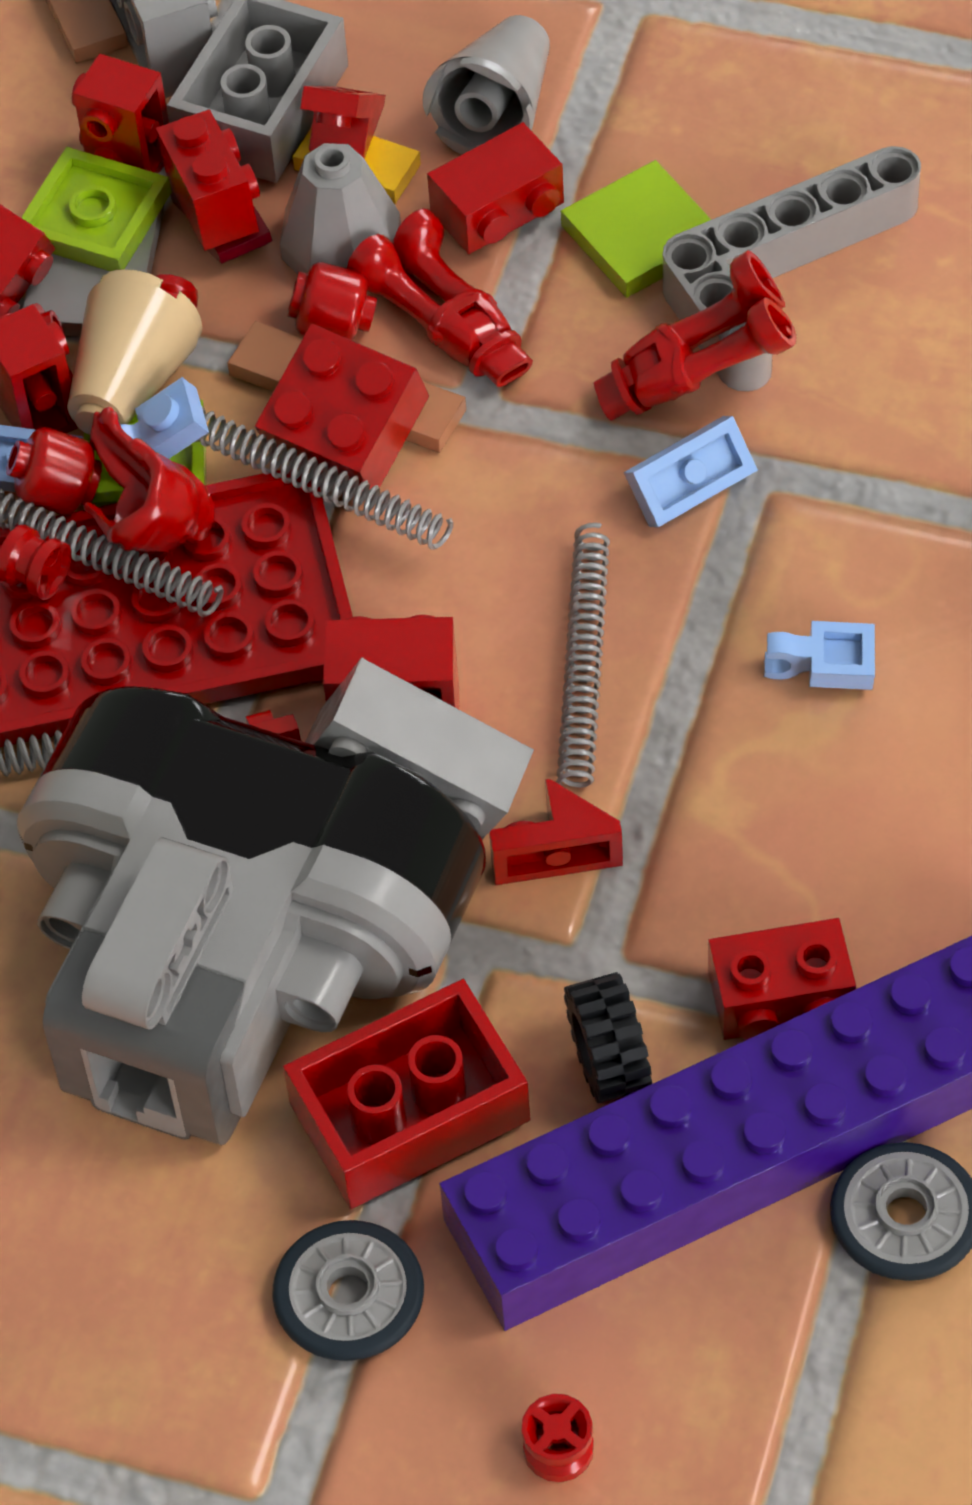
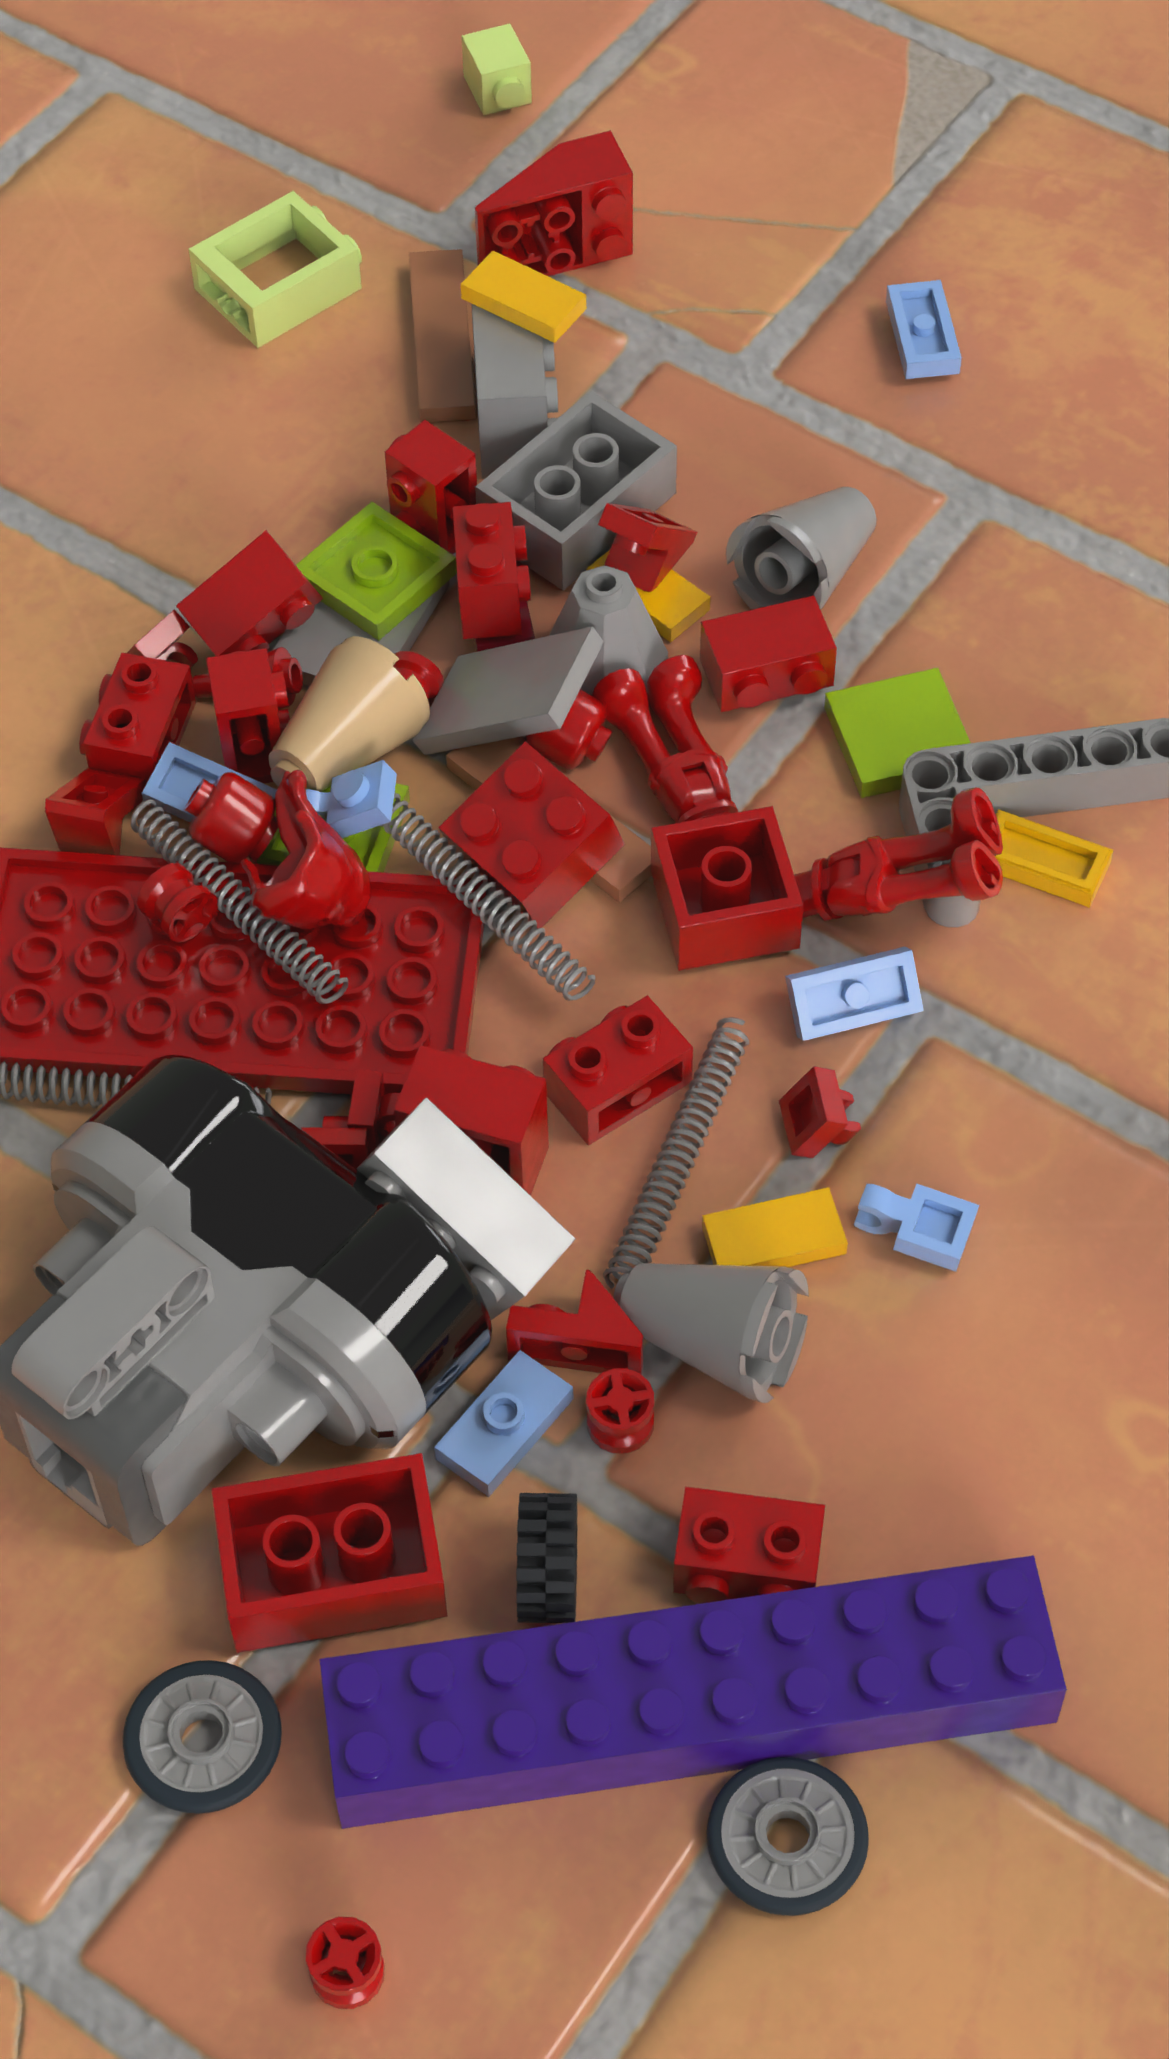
camera: 15 degrees right, 0 degrees up
(271, 285) = (509, 691): none -> light grey tile
(301, 698) = (371, 1106): none -> red tile
(502, 597) = (617, 1069): none -> red brick
(515, 939) = (504, 1423): none -> light blue plate
(540, 408) = (726, 888): none -> red brick
(624, 880) = (620, 1393): none -> red wheel
(681, 787) = (721, 1319): none -> light grey cone
(696, 586) = (816, 1113): none -> red tile
(697, 704) = (777, 1231): none -> yellow tile
(828, 304) = (1051, 859): none -> yellow tile

